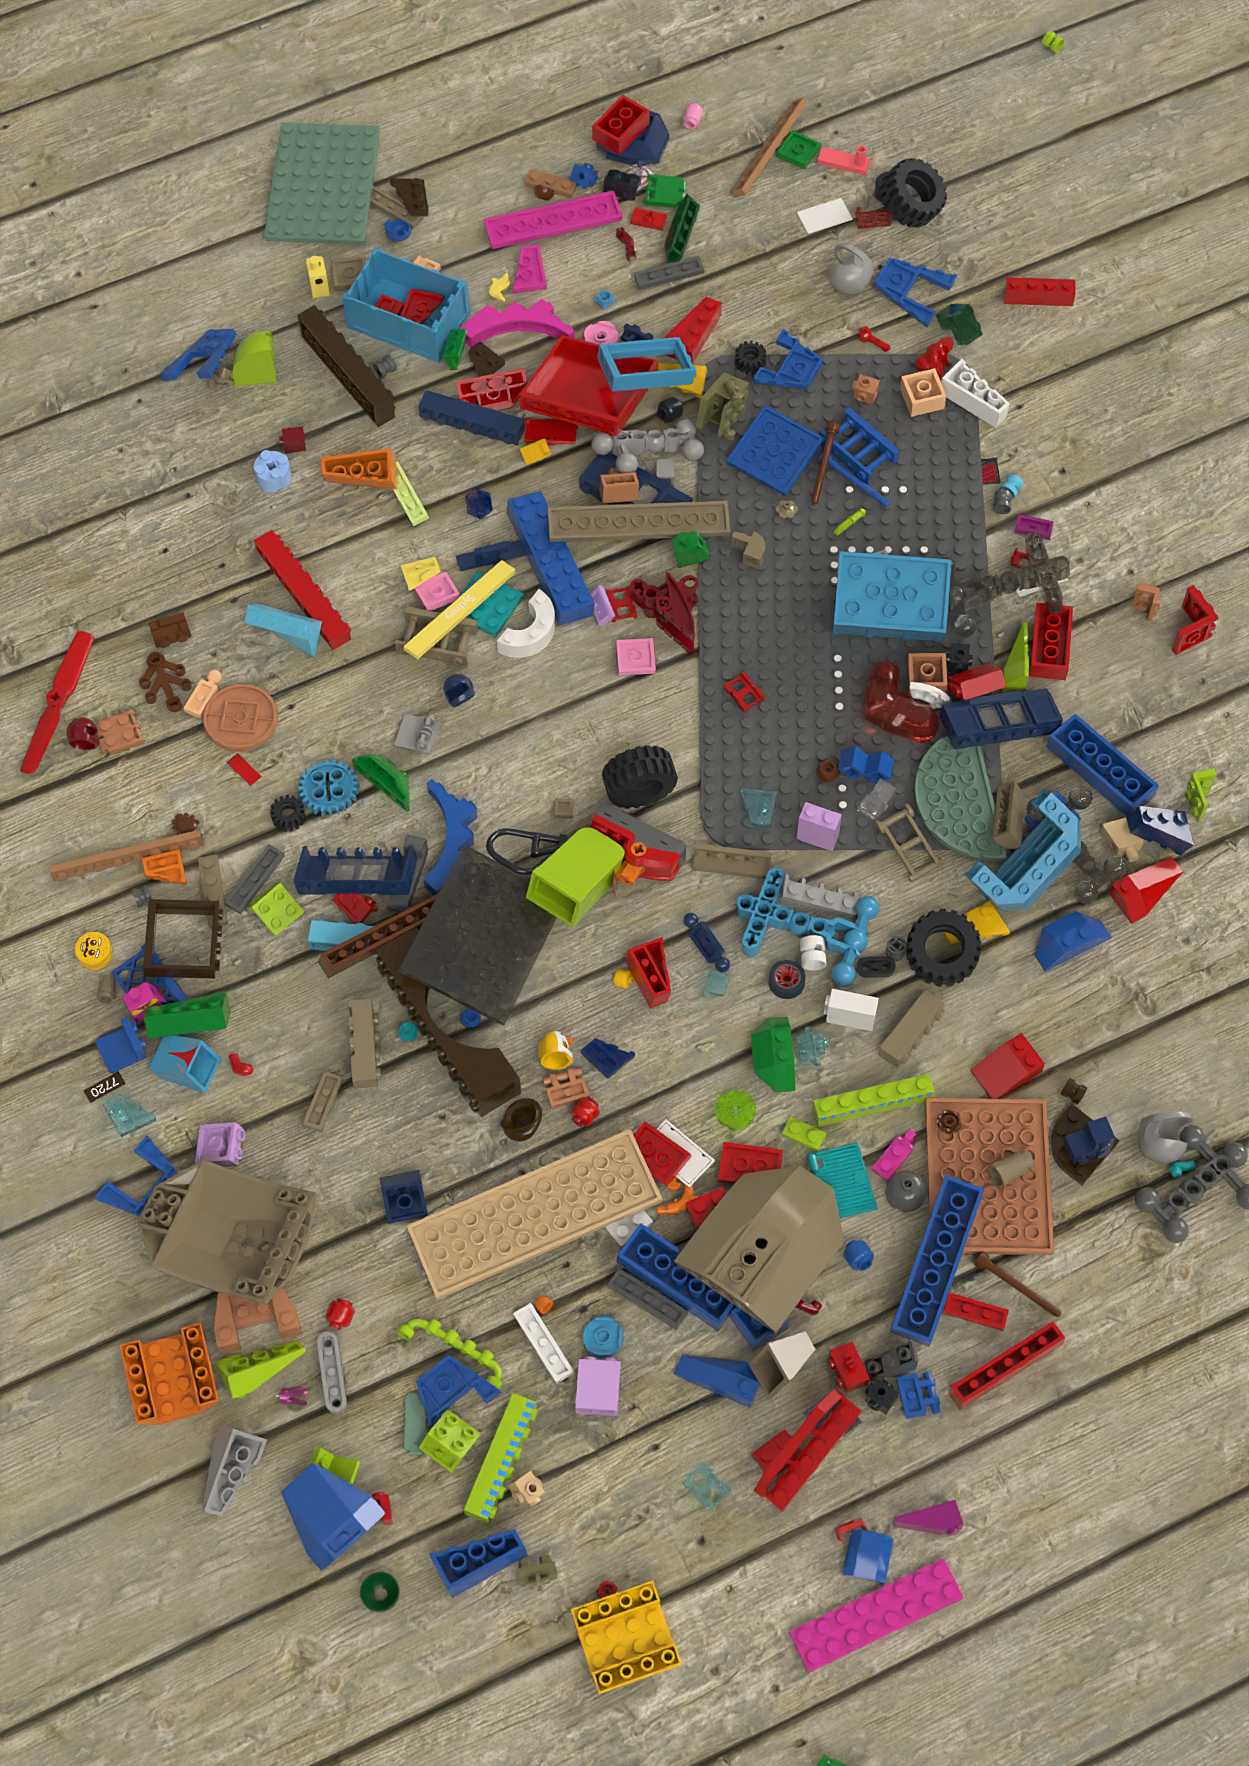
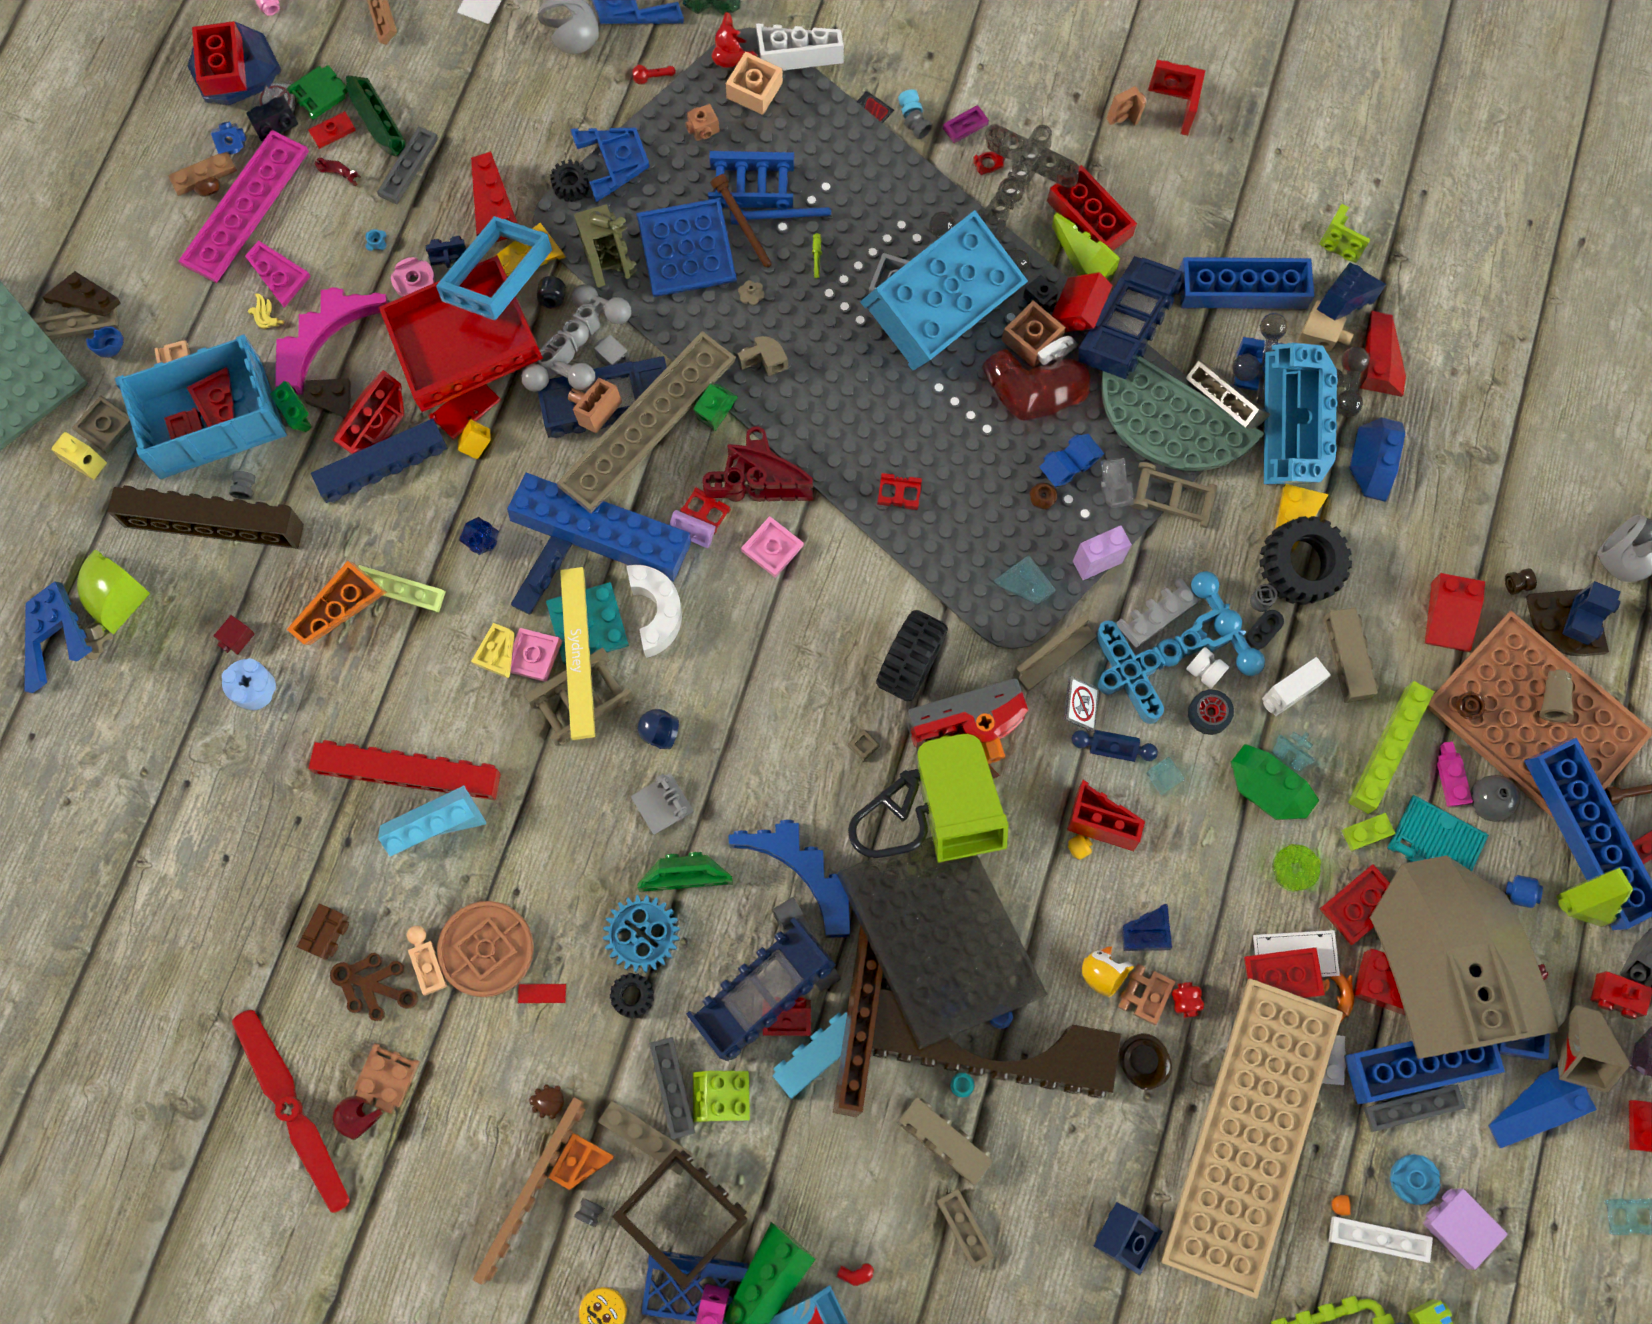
camera: 50 degrees left, 10 degrees up
(712, 900) = (1081, 703): none -> piece
(888, 1292) = (1597, 898): none -> lime wedge

